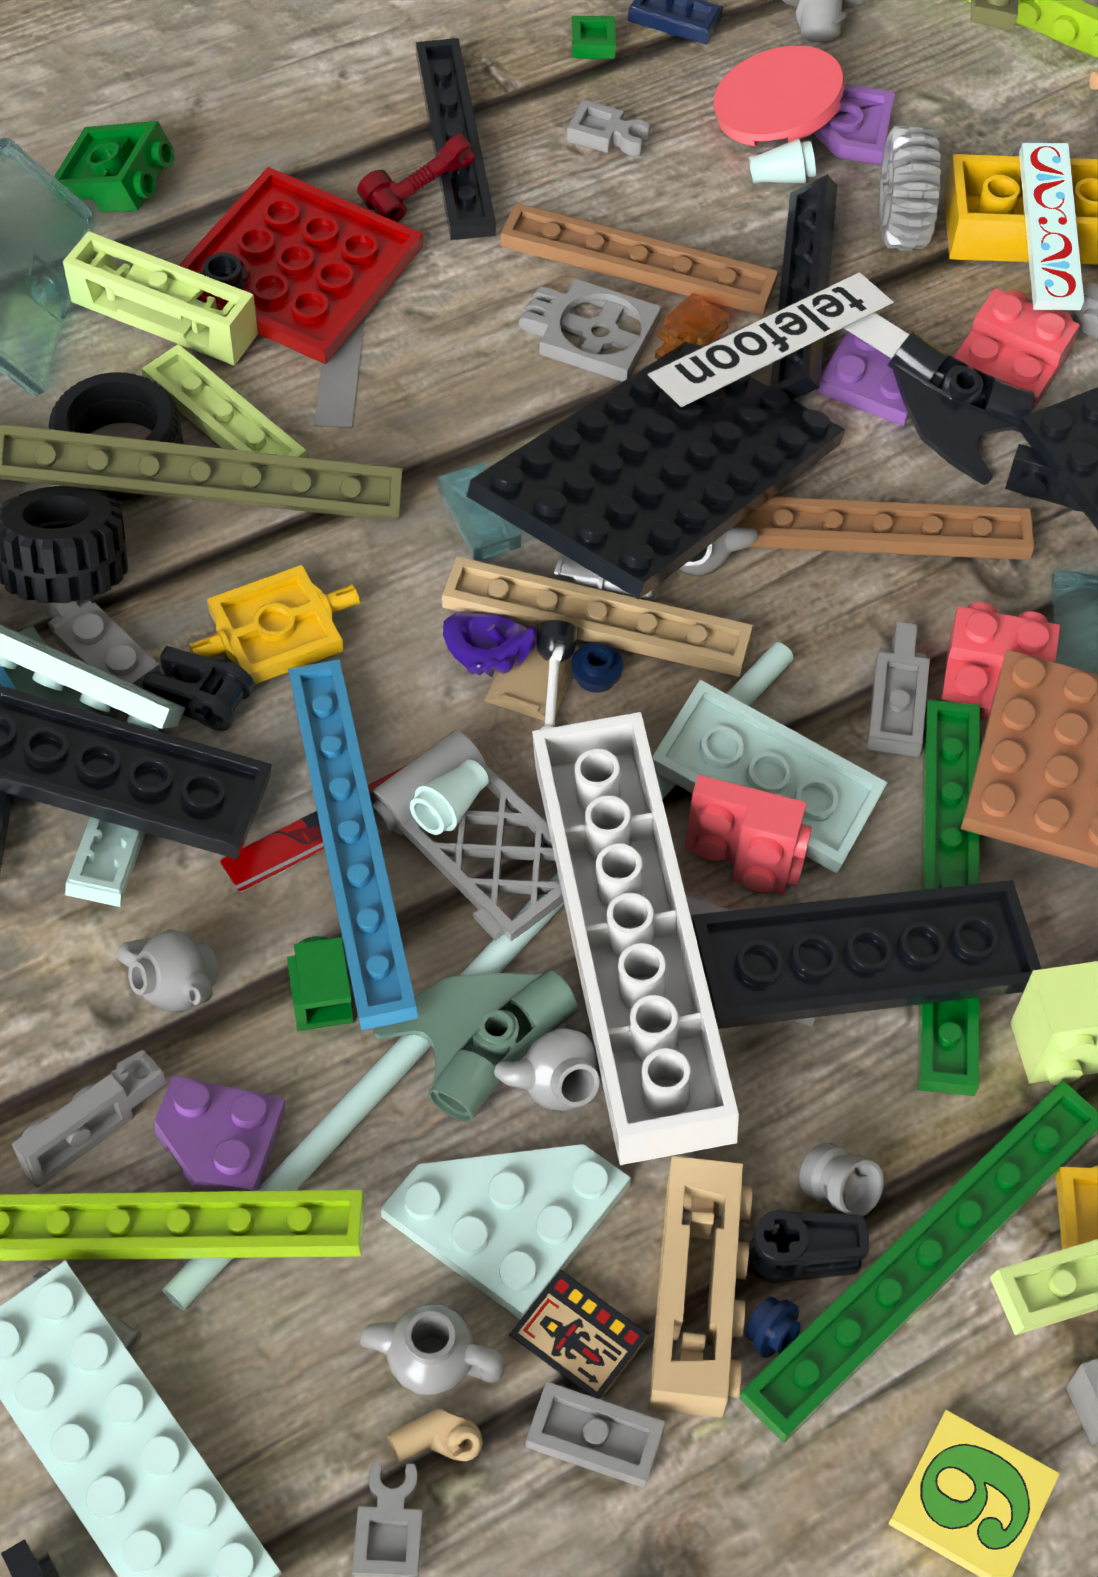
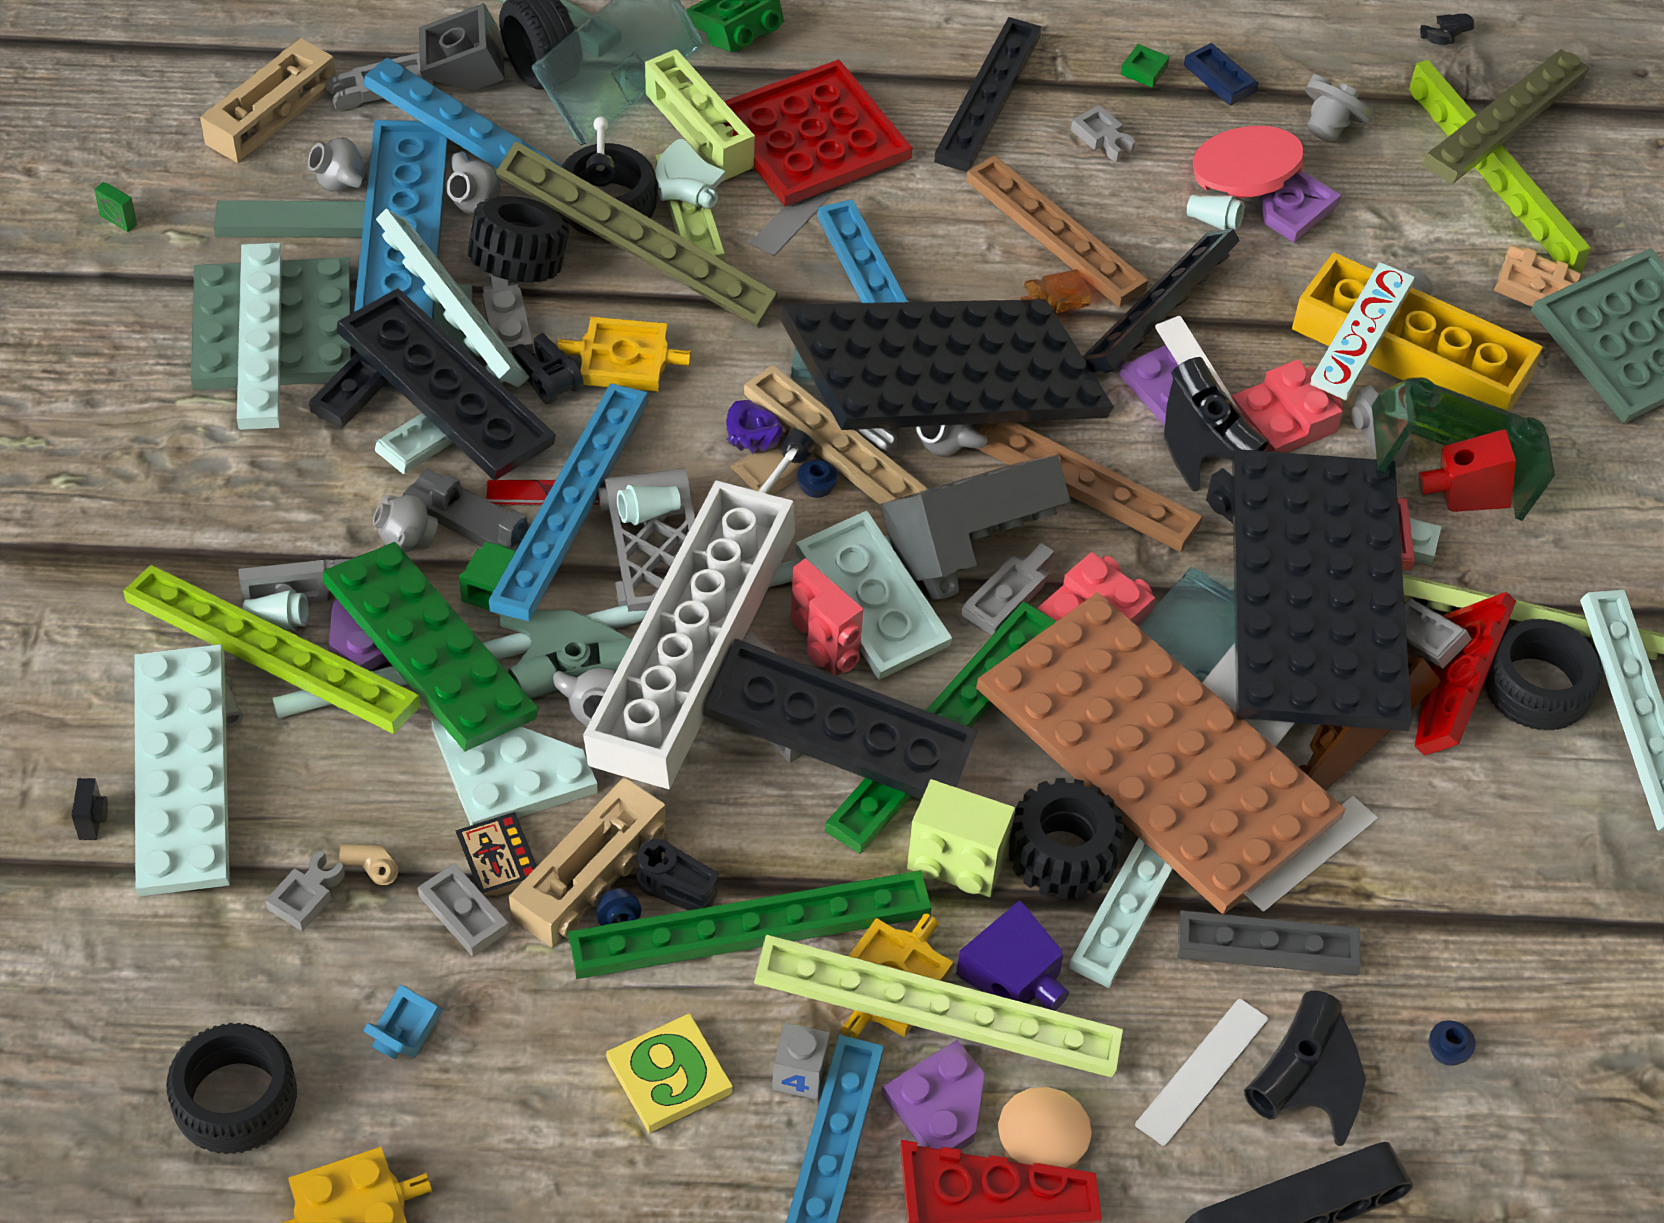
camera: 30 degrees right, 5 degrees down
(89, 1167) = (282, 609): none -> light aqua cone
(108, 405) = (600, 161): none -> black hinge
(201, 377) = (686, 176): none -> light aqua arm
(226, 269) = (752, 114): black plate -> none
(238, 914) = (470, 514): none -> dark grey hinge
(319, 1114) = (430, 646): none -> green plate
(387, 197) = (908, 109): dark red brick -> none
(432, 1349) = (400, 809): light grey piece -> none
(461, 387) = (859, 253): none -> dark azure plate
(553, 311) = (971, 242): light grey piece -> none
(769, 339) = (1095, 318): white sticker -> none
(801, 638) = (936, 526): none -> dark grey hinge
(841, 1179) = (729, 857): light grey wheel -> none
(909, 187) = (1286, 262): light grey gear -> none

